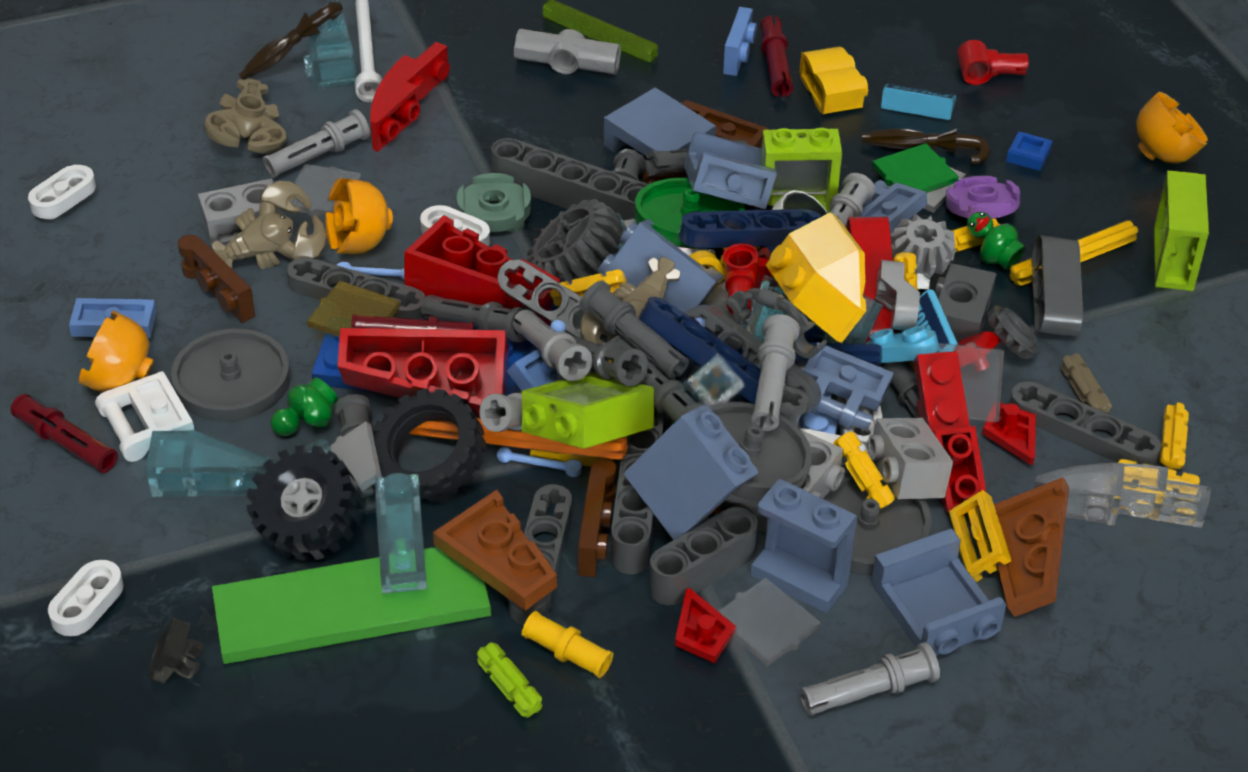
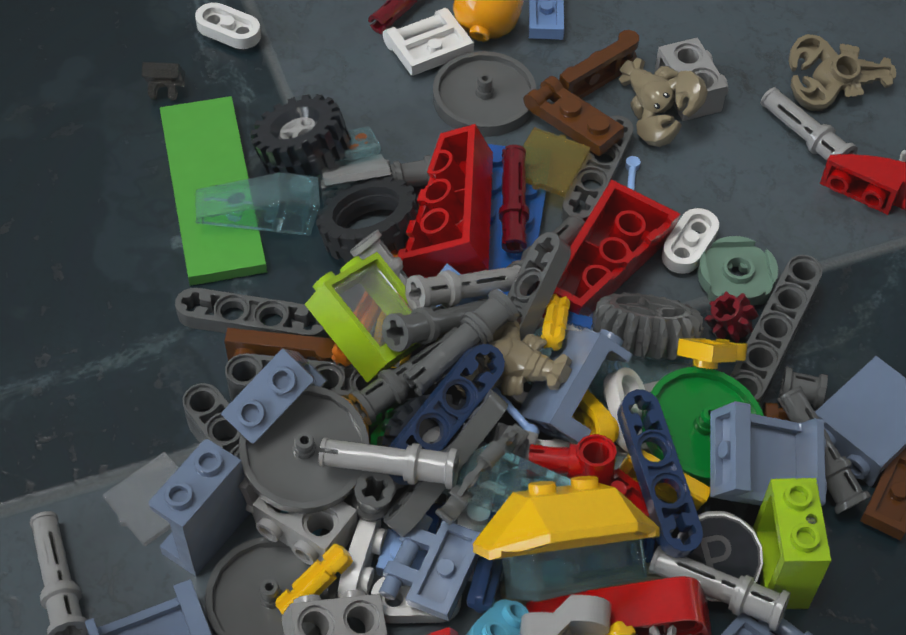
camera: 90 degrees right, 10 degrees up
(200, 465) = (364, 75): clear light blue slope -> none
(289, 294) = (574, 116): none -> reddish brown plate
(305, 402) = (424, 135): green animal -> none
(317, 183) = (747, 142): clear piece -> none
(357, 217) = (687, 156): light orange cylinder -> none
(497, 551) = (234, 271): dark orange wing -> none
(509, 679) = (108, 294): lime axle -> none
(551, 194) = (731, 316): none -> dark red gear
(567, 644) = (137, 333): yellow pin -> none
(621, 193) = (709, 353): none -> yellow plate
(702, 628) = (146, 439): red piece -> none
(714, 382) = (386, 412): clear light blue slope -> none

